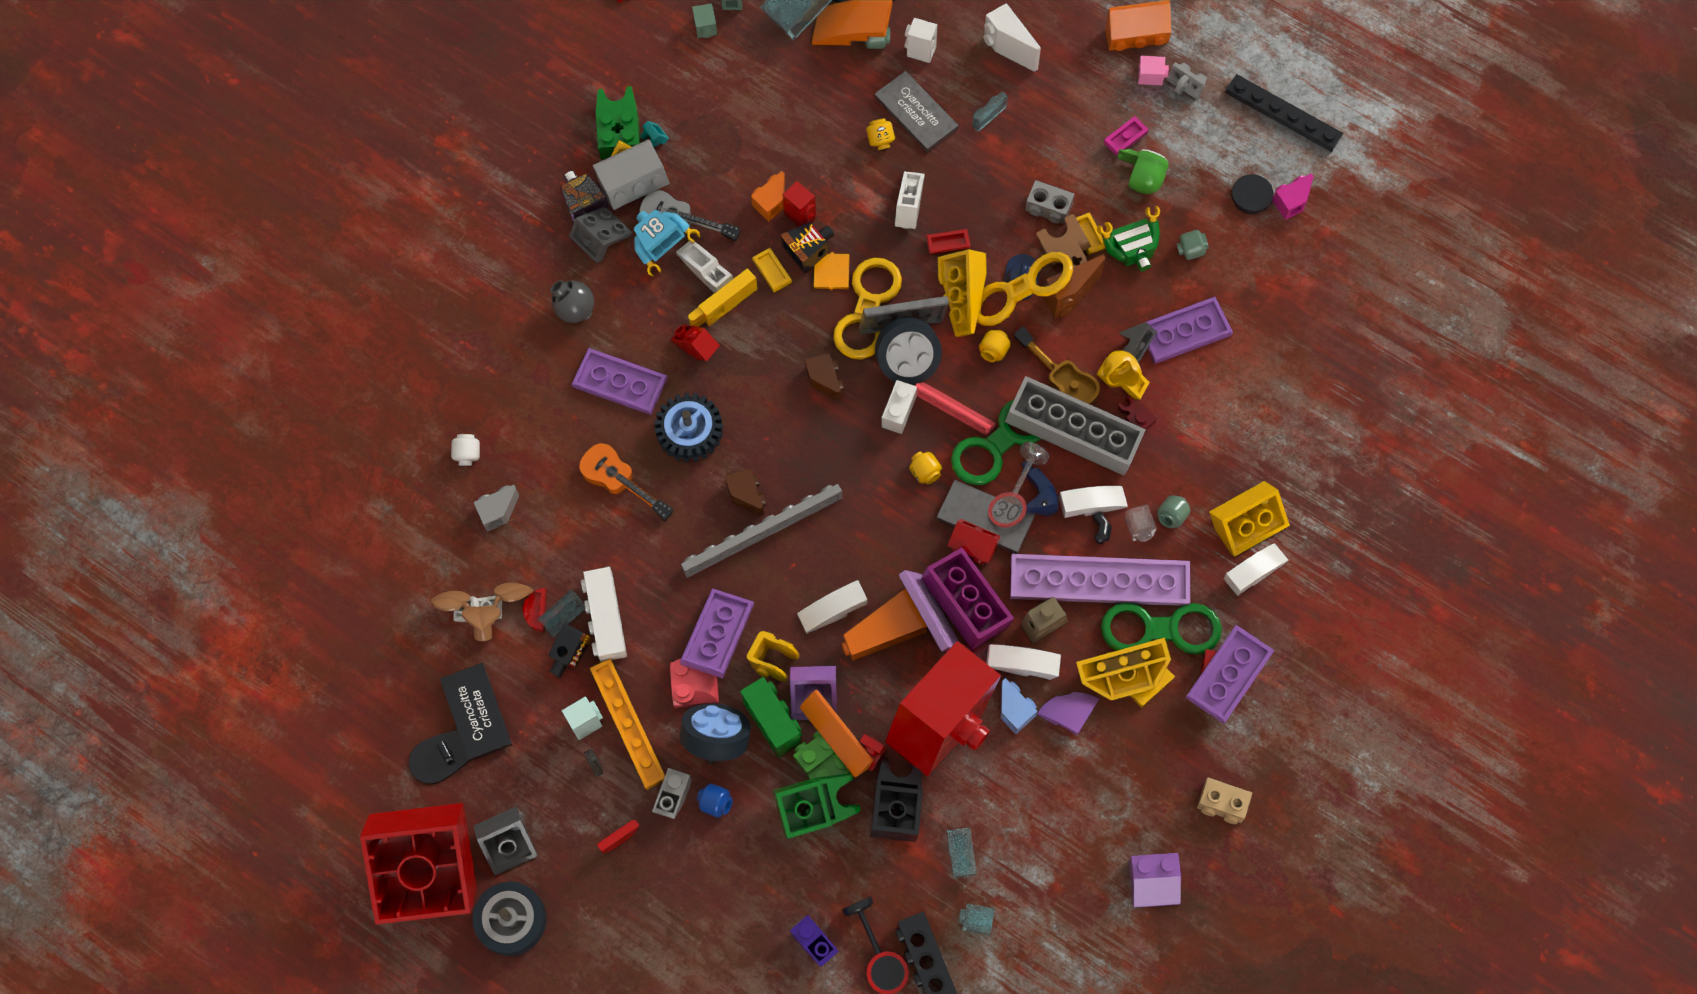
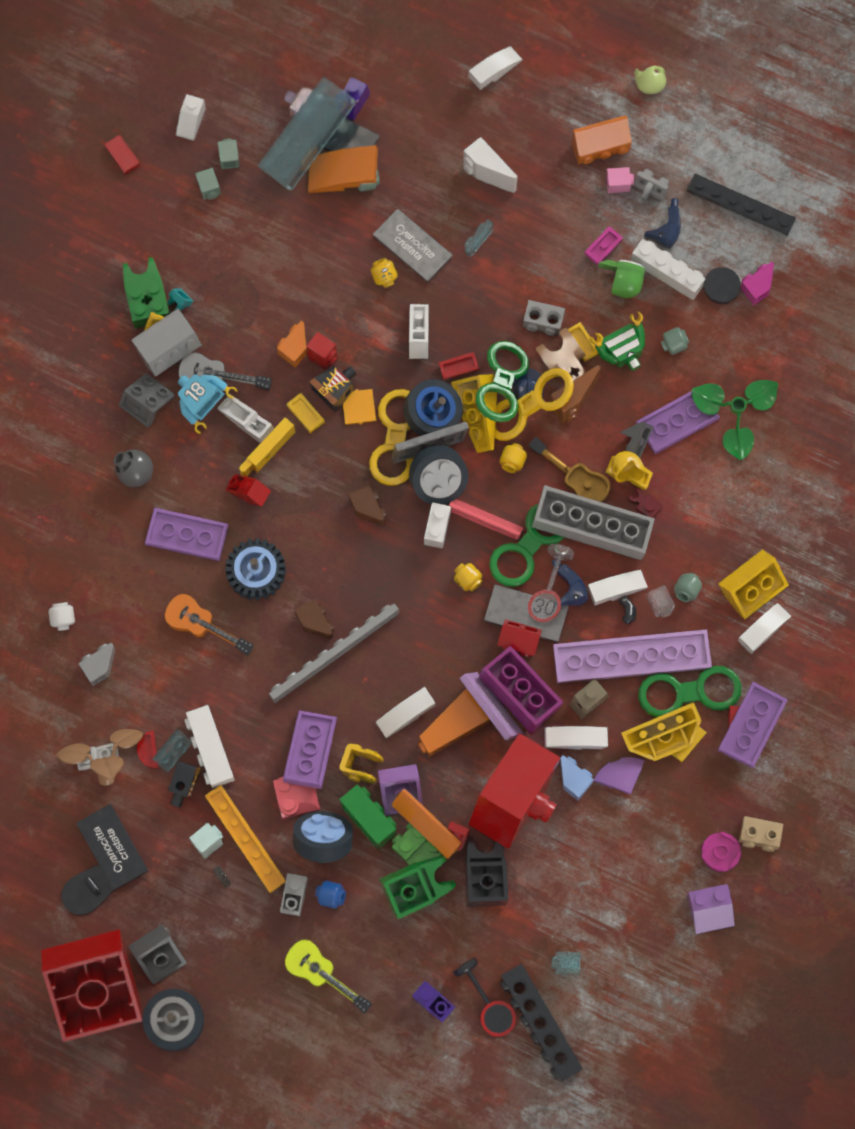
camera: 10 degrees left, 5 degrees up
(582, 195) = (124, 367): torso -> none
(618, 837) = (254, 937): red tile -> none
(675, 875) = (307, 962): none -> neon yellow piece
(912, 277) = (432, 407): none -> wheel
(921, 40) = (407, 179): white brick -> none
(961, 852) = (546, 909): clear light blue plate -> none
(993, 261) = (502, 381): none -> green bar
(1174, 816) = (721, 852): none -> dark pink tile
(1195, 168) = (668, 269): none -> white brick
(1201, 130) = (668, 233): none -> dark blue animal
(1282, 314) = (710, 397): none -> green plant

